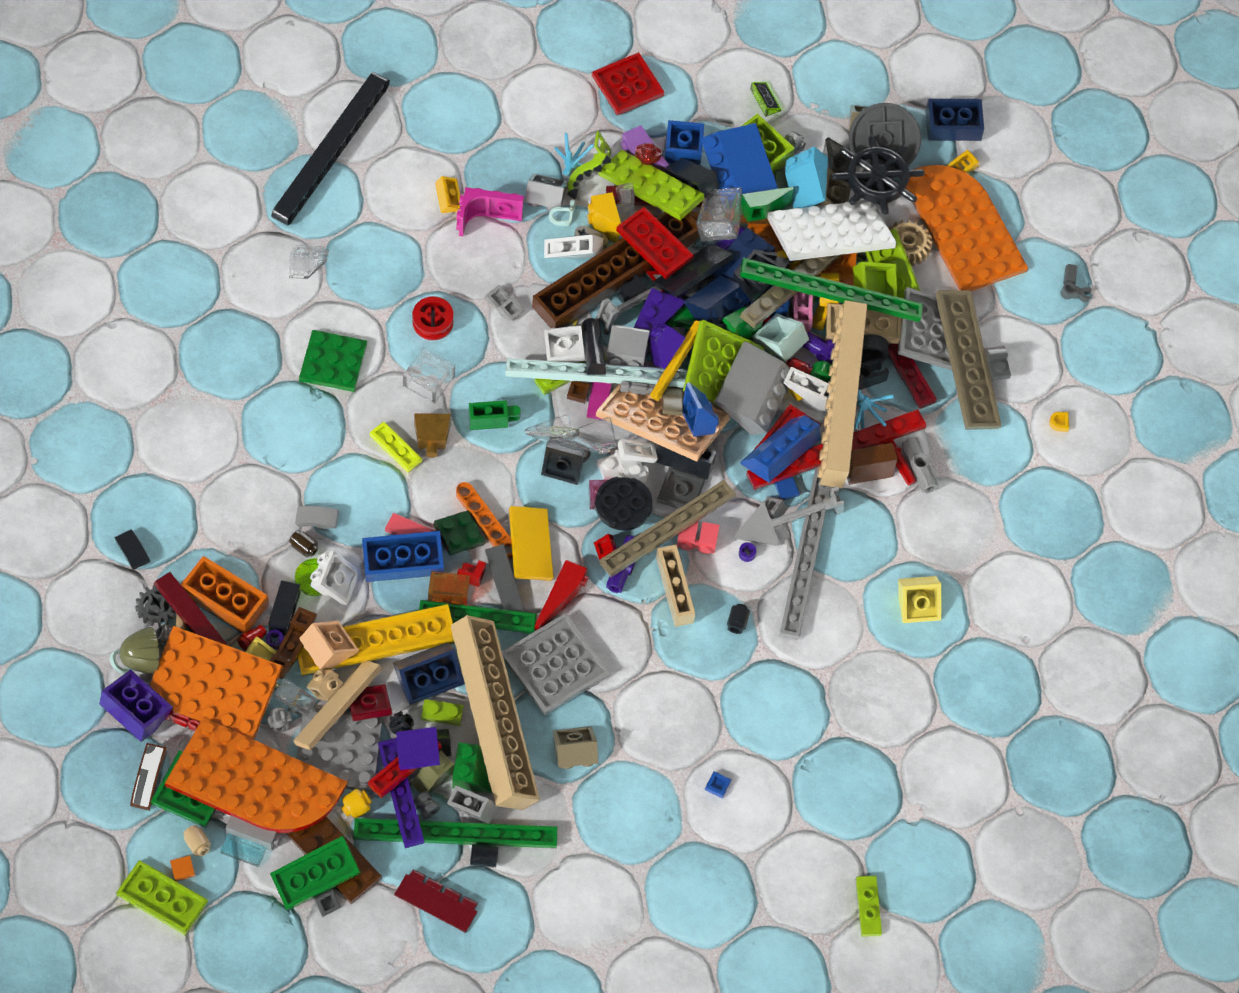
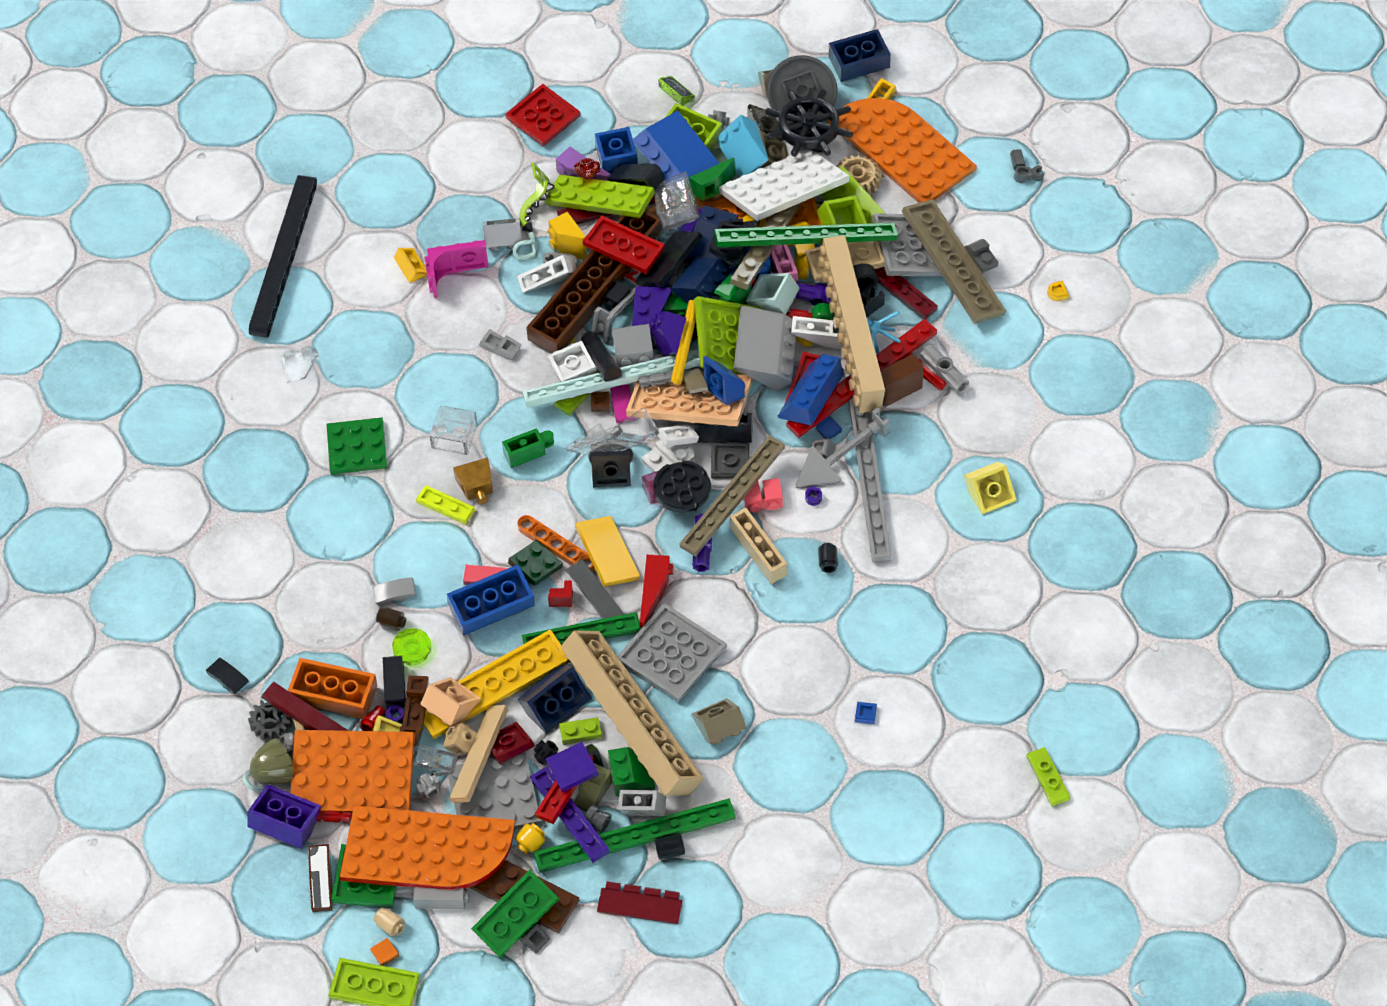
camera: 10 degrees left, 5 degrees down
(243, 850) = (436, 917): clear light blue tile -> none
(335, 577) = (432, 638): white plate -> none
(422, 318) = (447, 375): red wheel -> none
(448, 588) = (544, 615): clear orange brick -> none
(572, 162) = (516, 198): medium azure plant -> none
(605, 546) = (678, 531): red plate -> none
(626, 201) = (582, 217): clear slope -> none

